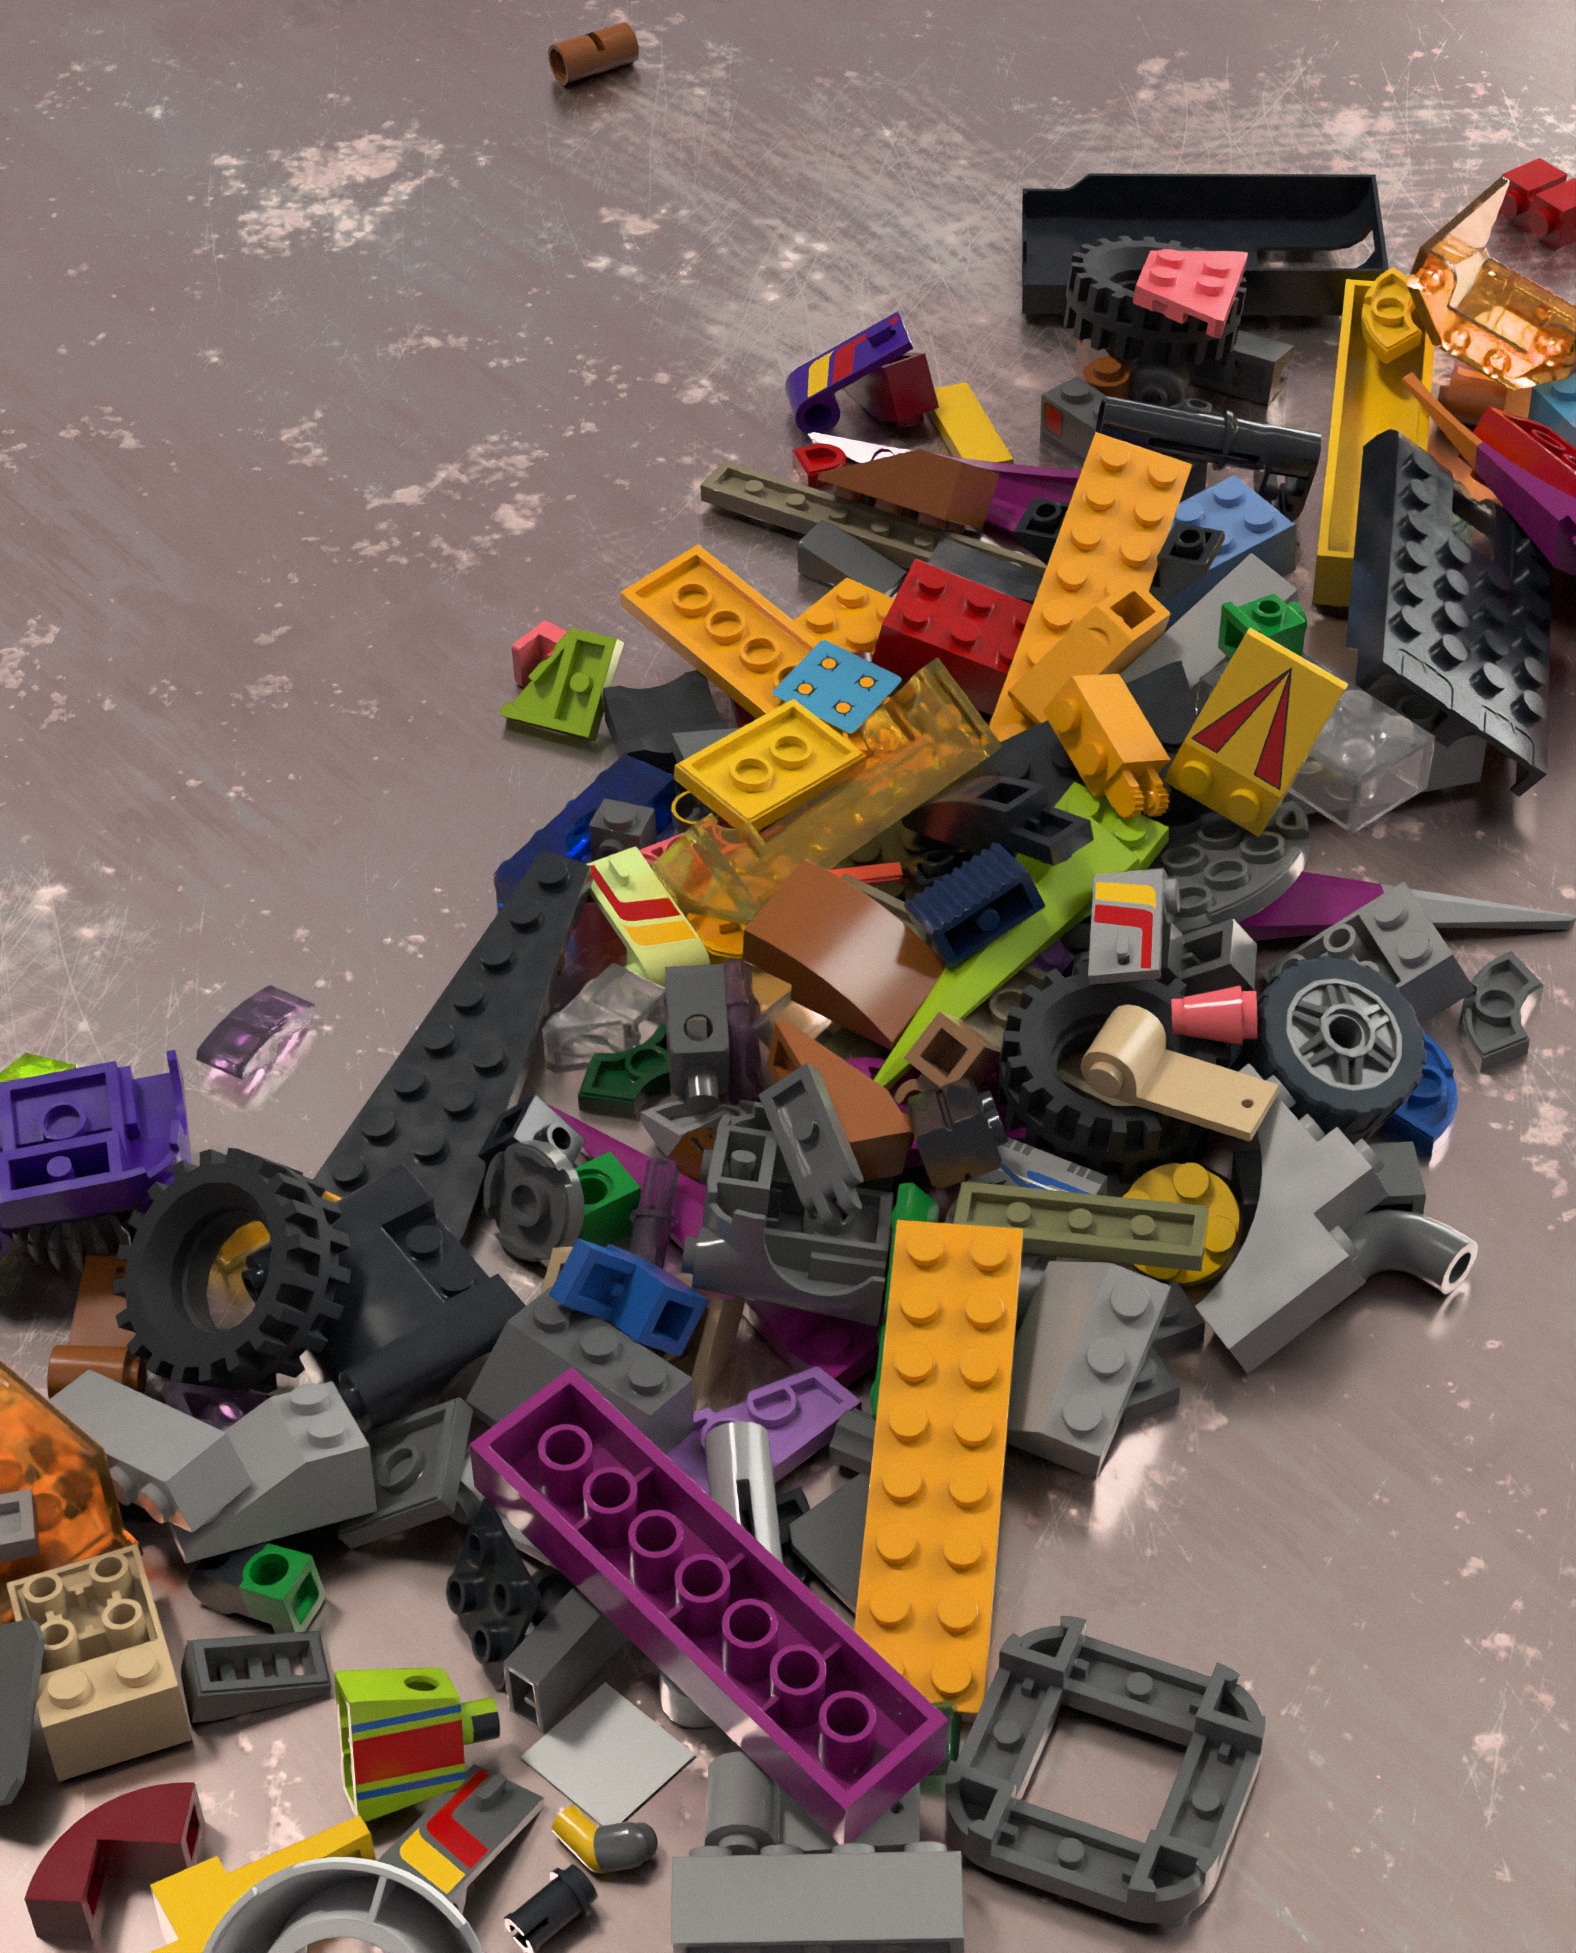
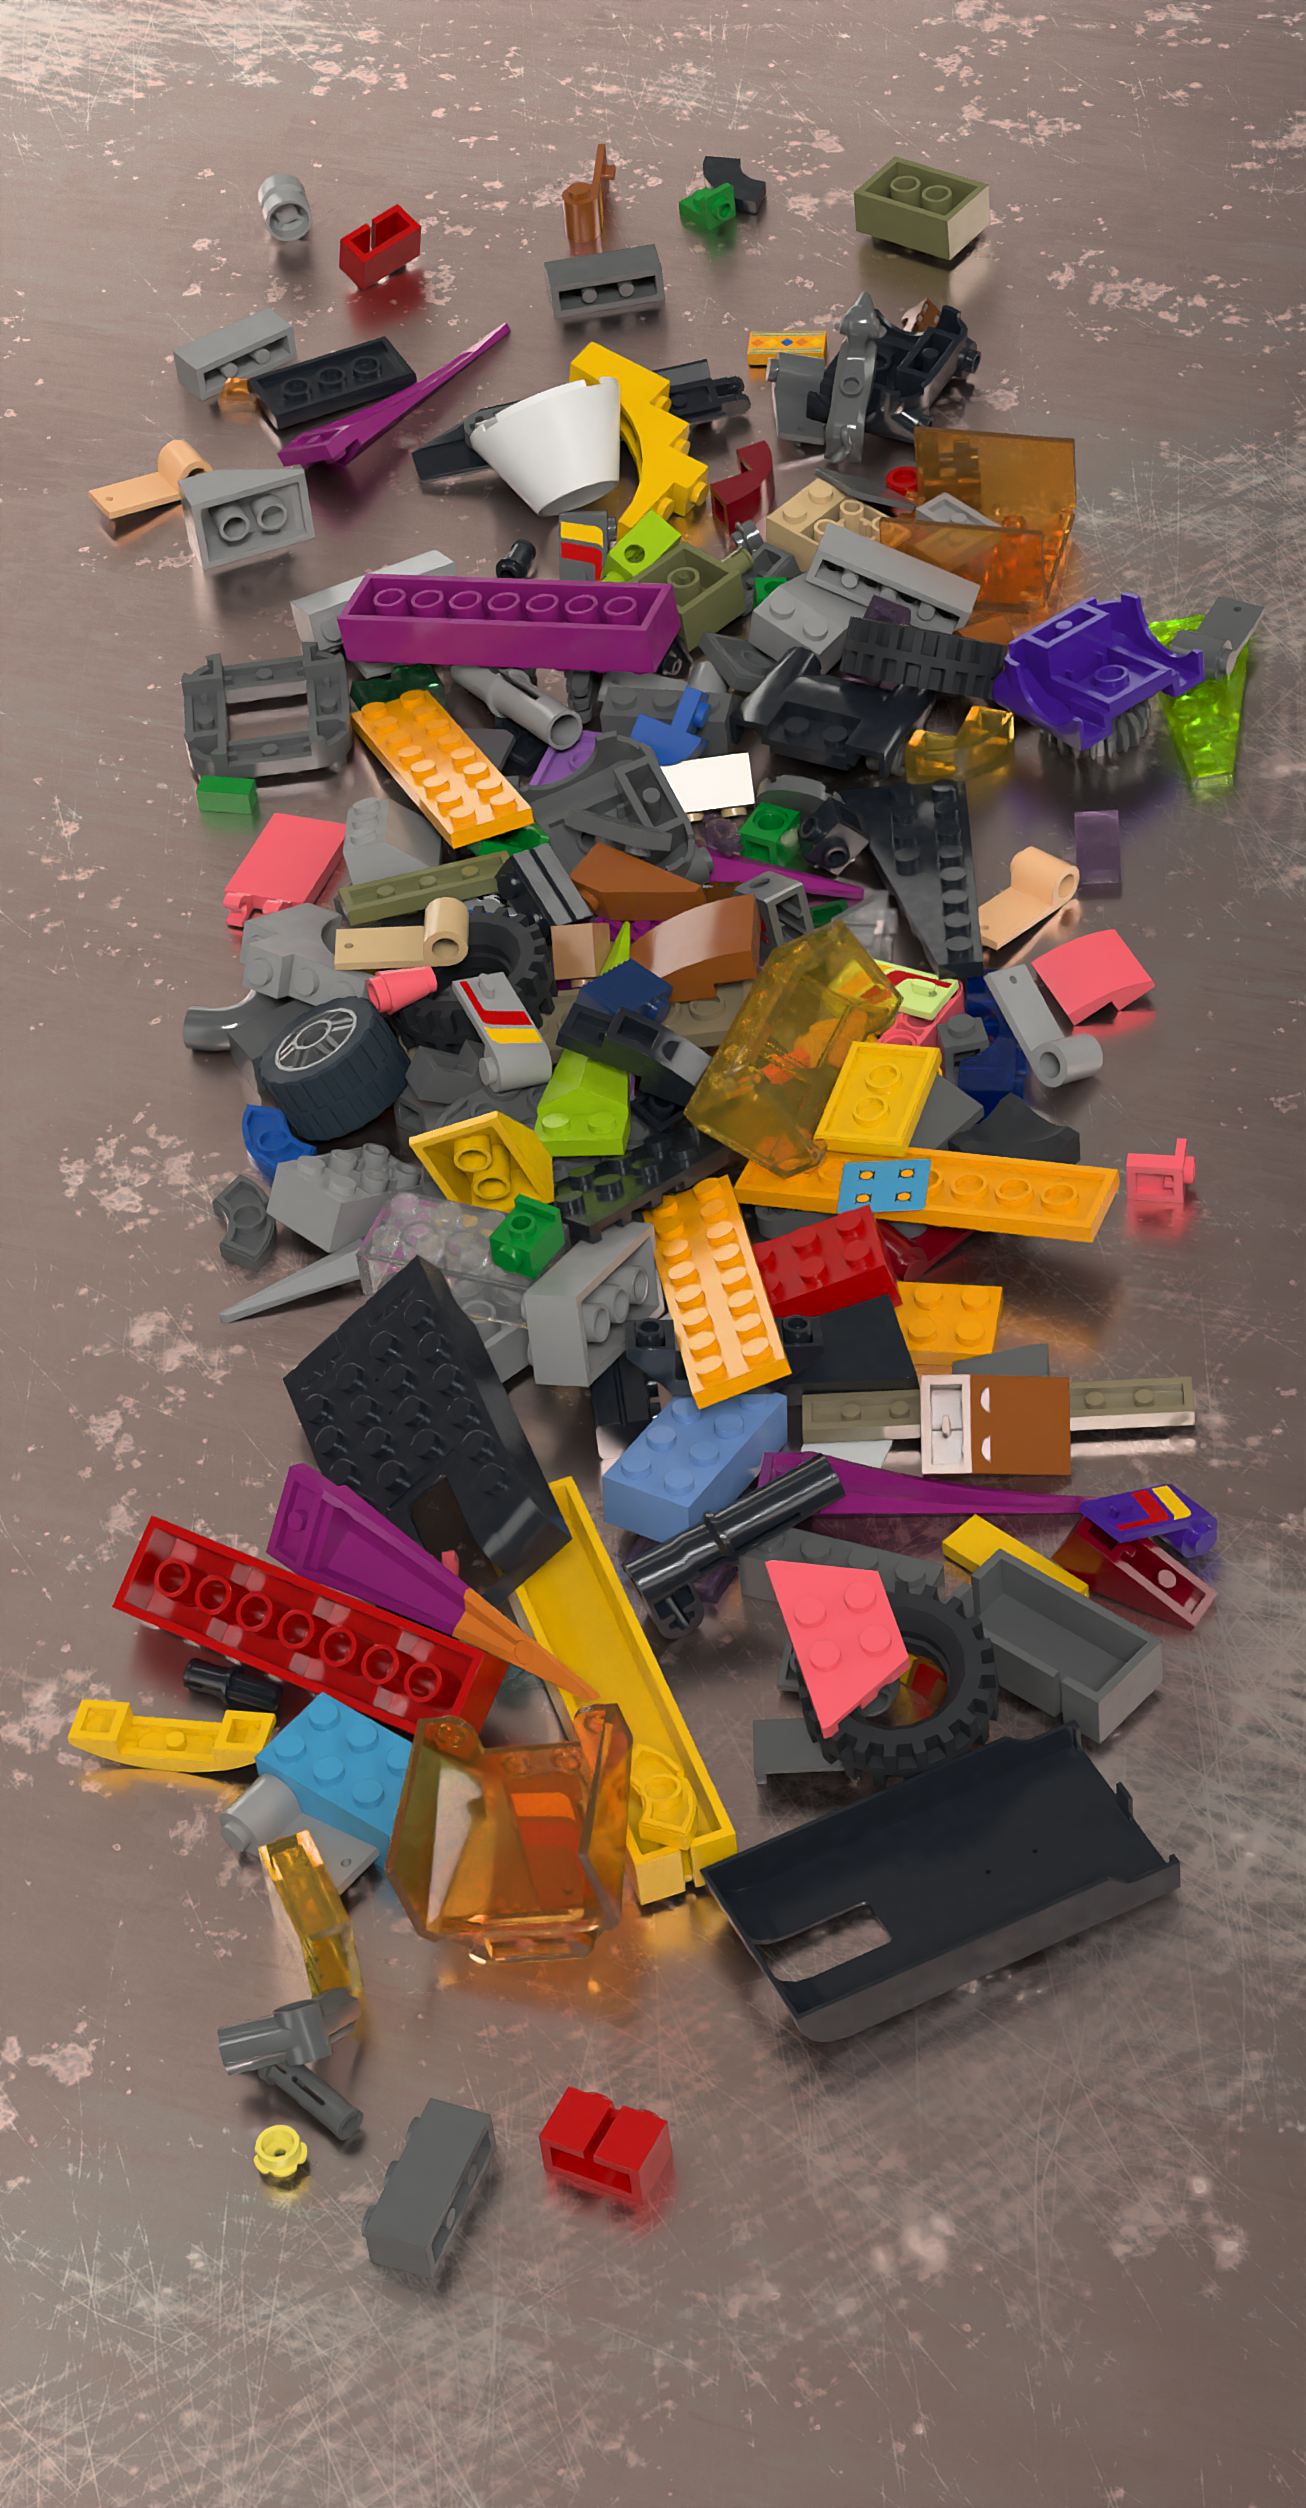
camera: 155 degrees right, 0 degrees up
(199, 1758) = (747, 536): none -> dark grey plate
(369, 1017) = (1037, 889): none -> light nougat door
(375, 1617) = (705, 588): none -> olive brick
(413, 884) = (1092, 973): none -> coral slope
(533, 795) = (1051, 1055): none -> light grey door
(569, 686) = (1110, 1143): lime wing -> none
(816, 459) = (1121, 1473): red tile -> none
(996, 337) = (1061, 1646): none -> dark grey piece
(1099, 644) = (660, 1226): light orange slope -> none
(1110, 743) = (602, 1137): light orange hinge -> none
(1215, 1482) = (285, 866): none -> coral tile
(1223, 1640) = (227, 794): none -> green piece

